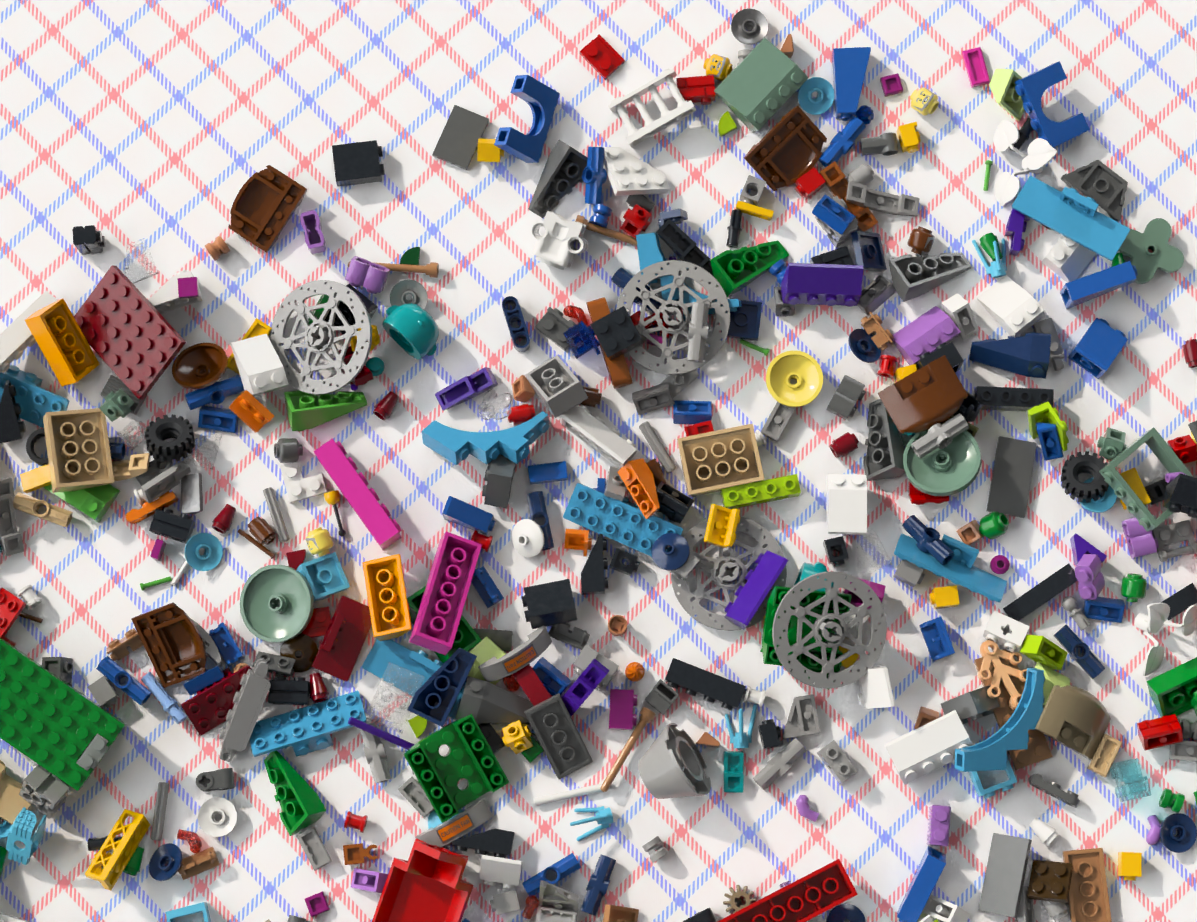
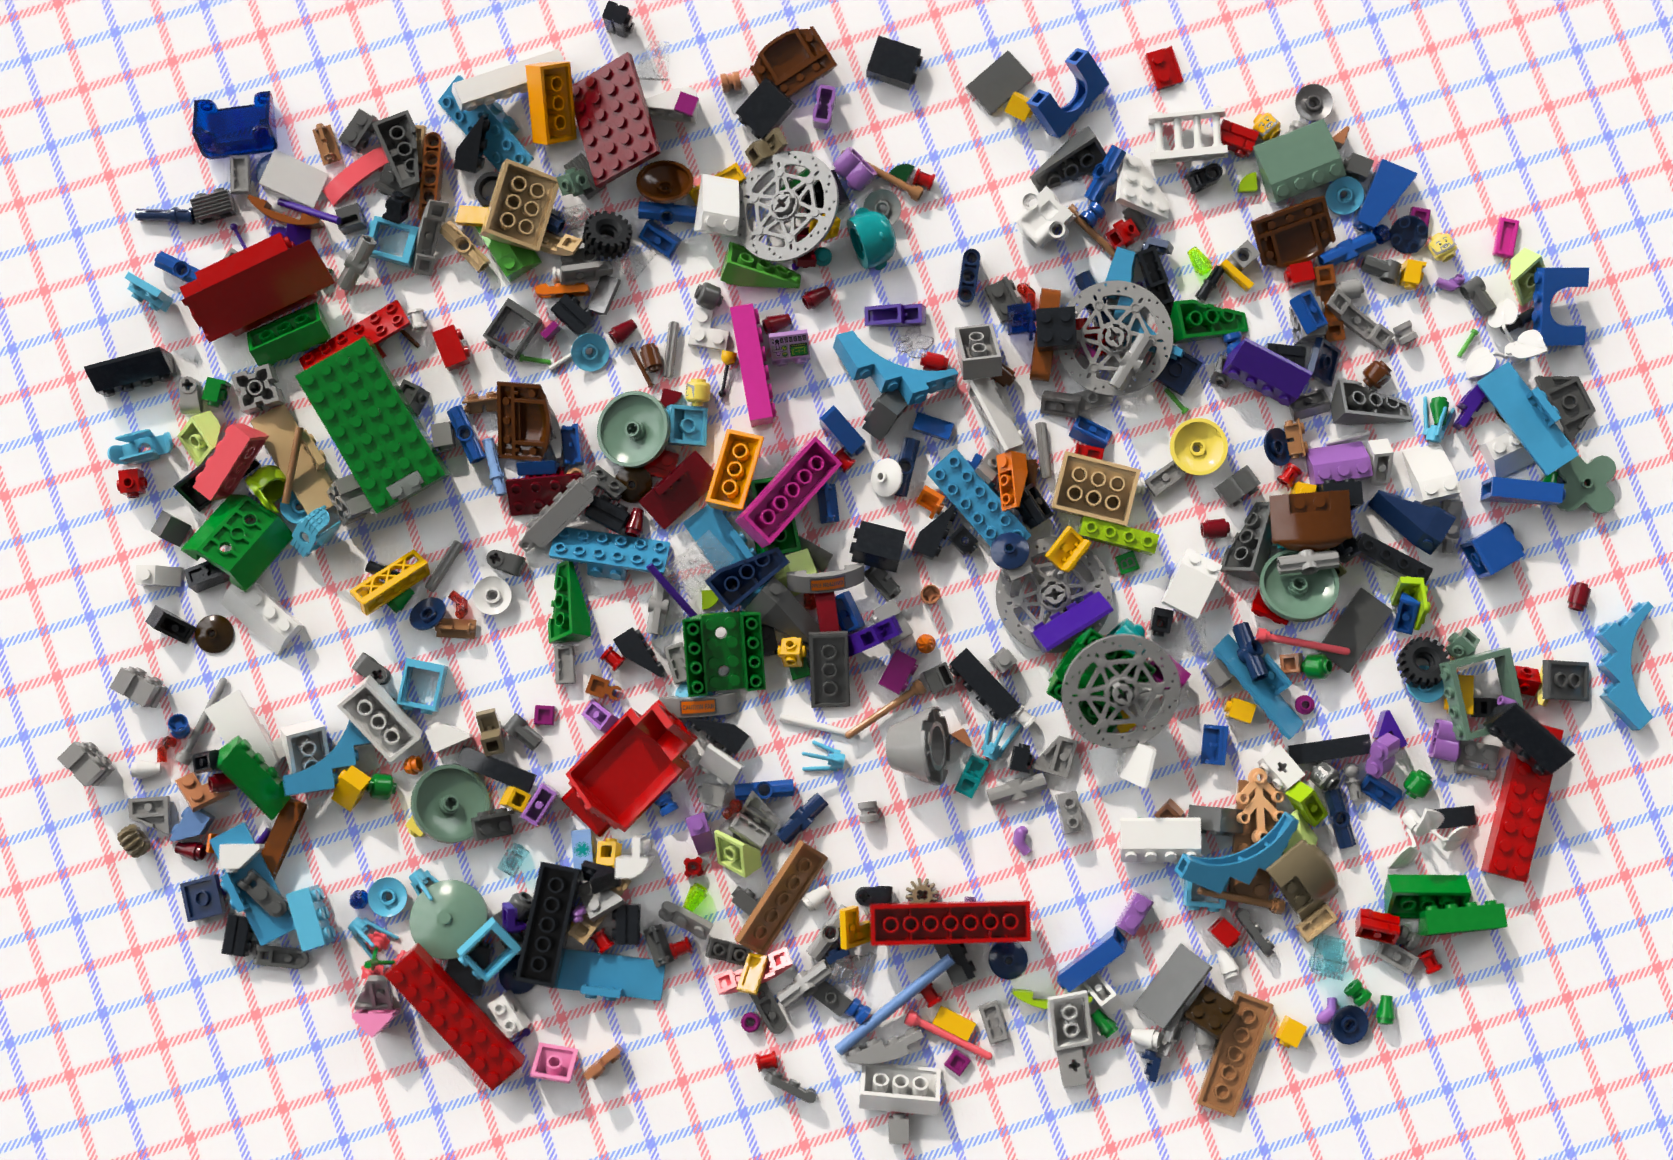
camera: 25 degrees right, 5 degrees up
(73, 607) = (451, 347): none -> red brick
(110, 544) = (512, 306): none -> dark grey window
(251, 411) = (691, 244): orange bracket -> none
(261, 258) = (765, 109): none -> black brick
(277, 293) = (765, 148): none -> dark tan brick
(361, 446) = (775, 323): none -> dark red cone
(372, 804) = (634, 649): none -> black slope
(384, 462) = (789, 347): none -> slope
(433, 254) = (923, 179): none -> red bush
(522, 389) = (946, 340): nougat slope -> none
(680, 140) = (1200, 179): none -> black piece
(711, 653) = (1003, 660): none -> light grey brick
(716, 213) = (1199, 261): none -> clear neon green cone
(780, 512) = (1127, 562): none -> green tile
(815, 65) = (1358, 166): none -> dark grey brick
(889, 103) = (1408, 234): none -> dark blue dish
(923, 308) = (1347, 438): none -> white piece
(927, 191) = (1405, 332): none -> light grey wheel
(935, 520) = (1264, 636): none -> coral piece
(949, 129) = (1452, 284): none -> medium lavender arm
(972, 127) = (1476, 292): none -> dark grey piece
(1027, 804) = (1224, 932): none -> red brick
(1048, 620) = (1324, 776): none -> dark grey head
(1060, 757) = (1275, 905): none -> medium nougat piece

